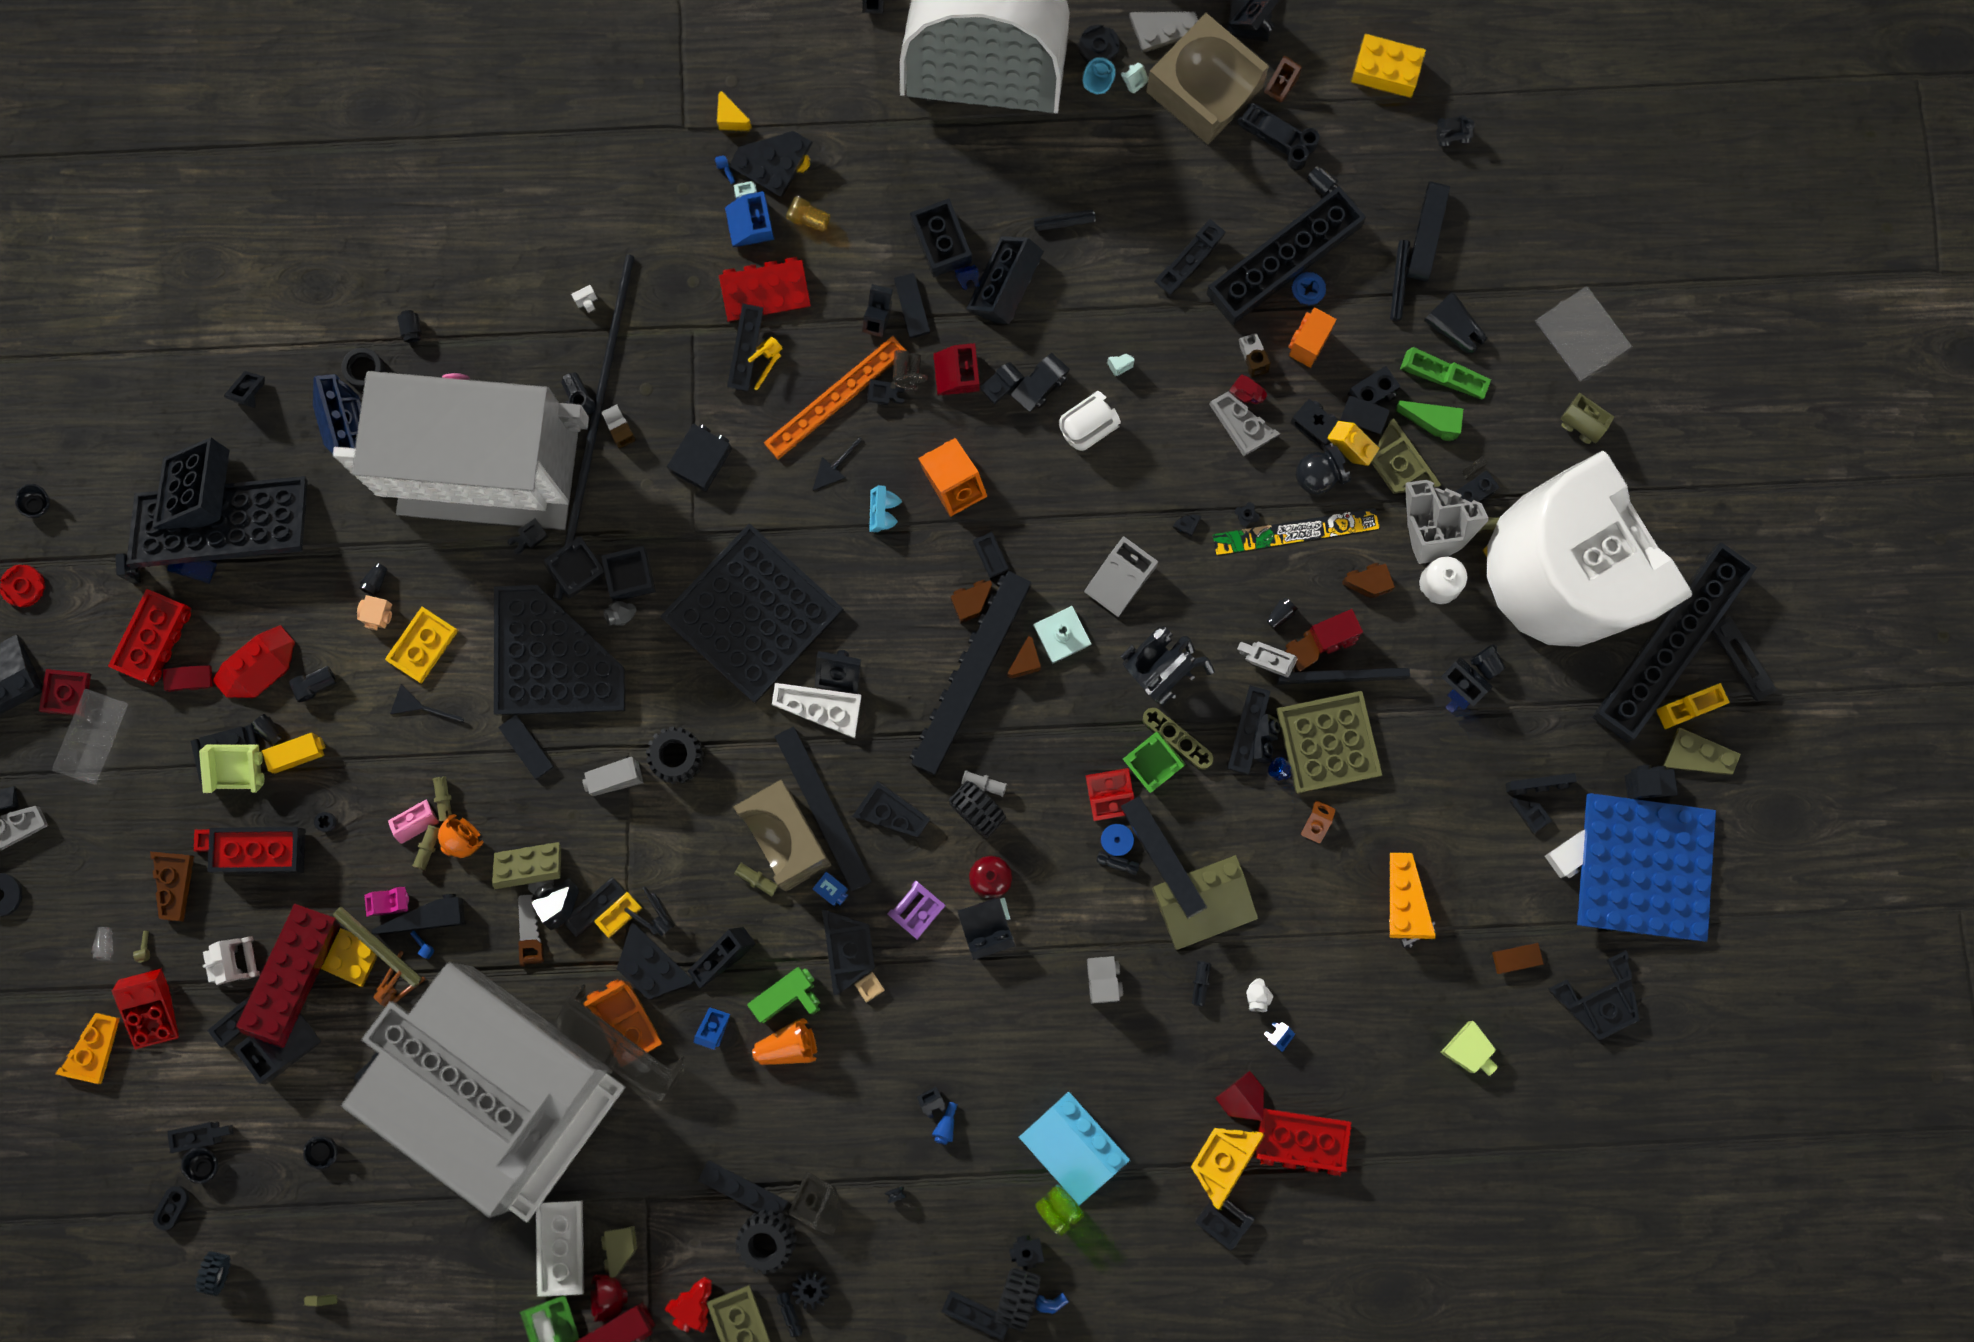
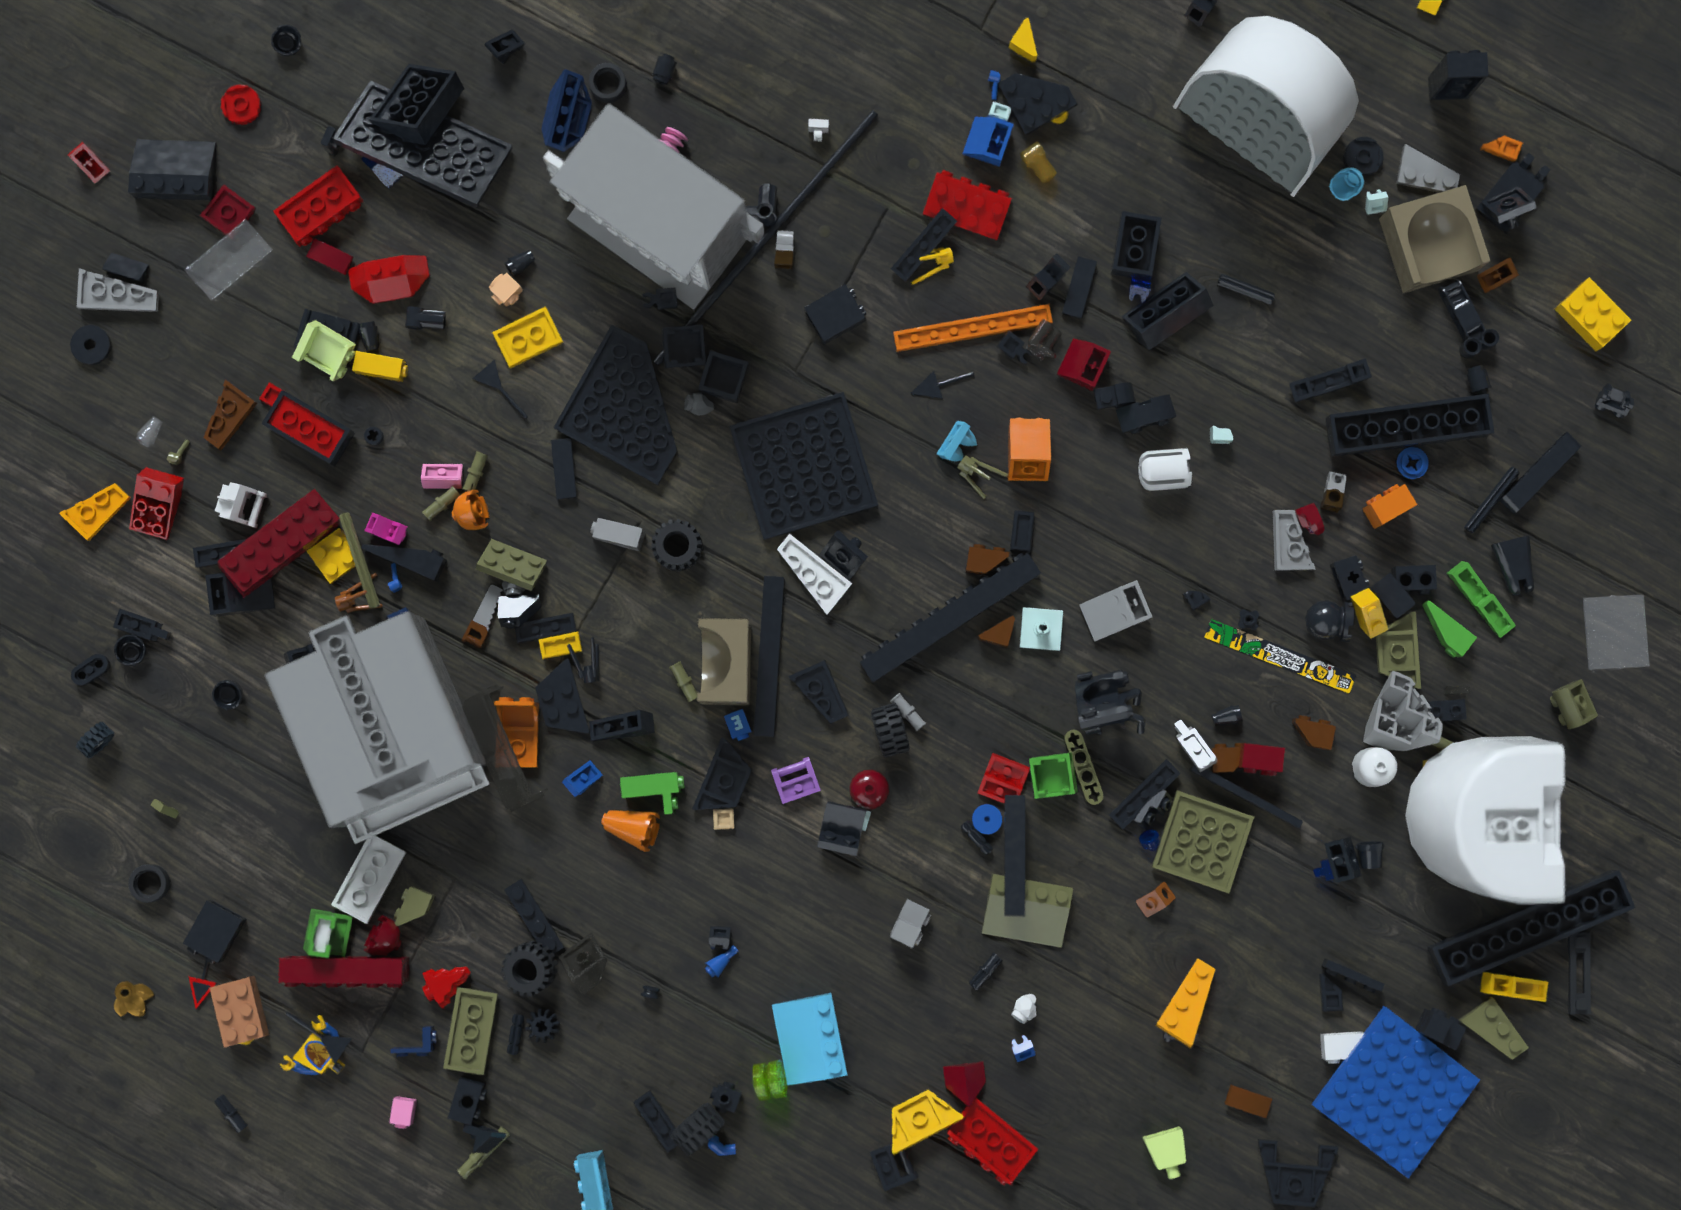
camera: 30 degrees right, 5 degrees up
(906, 524) = (970, 465): none -> olive plant

